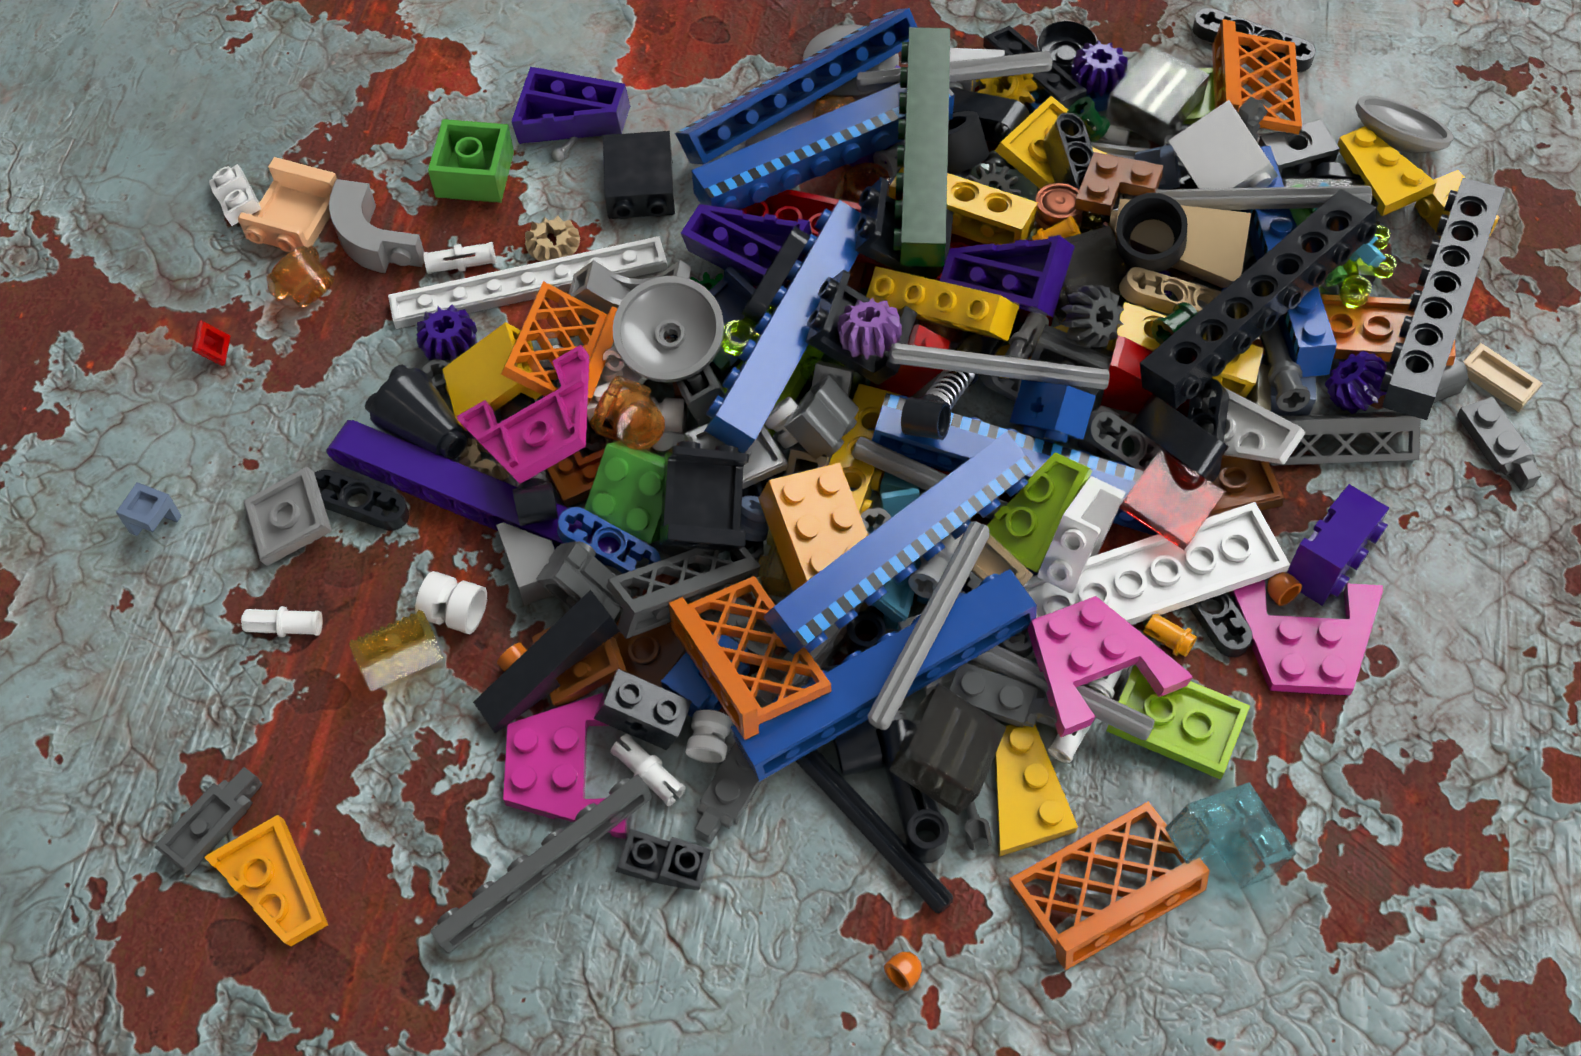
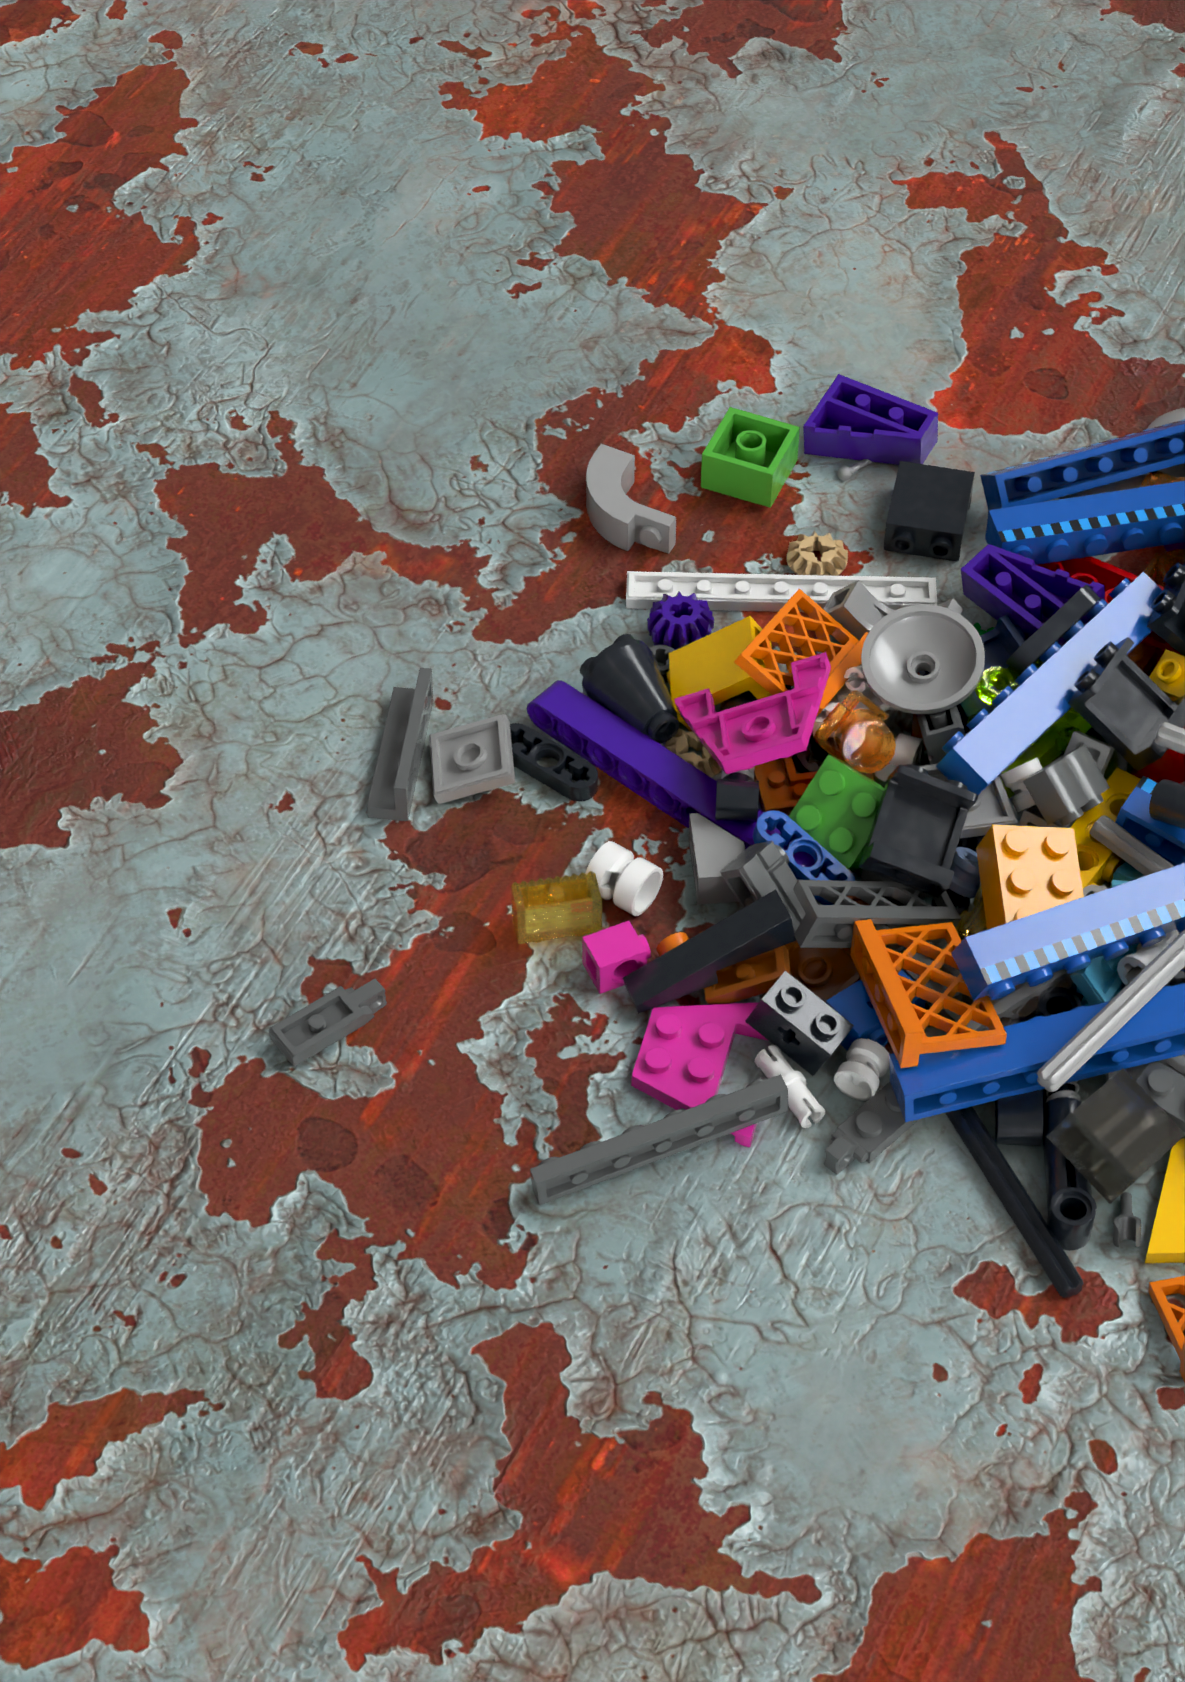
camera: 15 degrees right, 10 degrees down
(146, 508) = (329, 716): sand blue panel -> none
(211, 343) = (430, 577): red slope -> none
(221, 522) = (401, 750): none -> dark grey fence
(234, 193) = (487, 437): white slope -> none
(272, 879) = (377, 1089): light orange wing -> none
(282, 621) = (443, 857): white axle -> none
(292, 207) = (546, 464): light nougat panel -> none
(299, 277) = (539, 532): clear orange piece -> none
(436, 261) = (712, 552): white pin -> none
(460, 681) = (613, 955): none -> dark pink brick
(663, 861) = (792, 1180): black slope -> none
(869, 328) = (1140, 703): medium lavender gear -> none
(904, 970) = (1011, 1337): orange hinge -> none

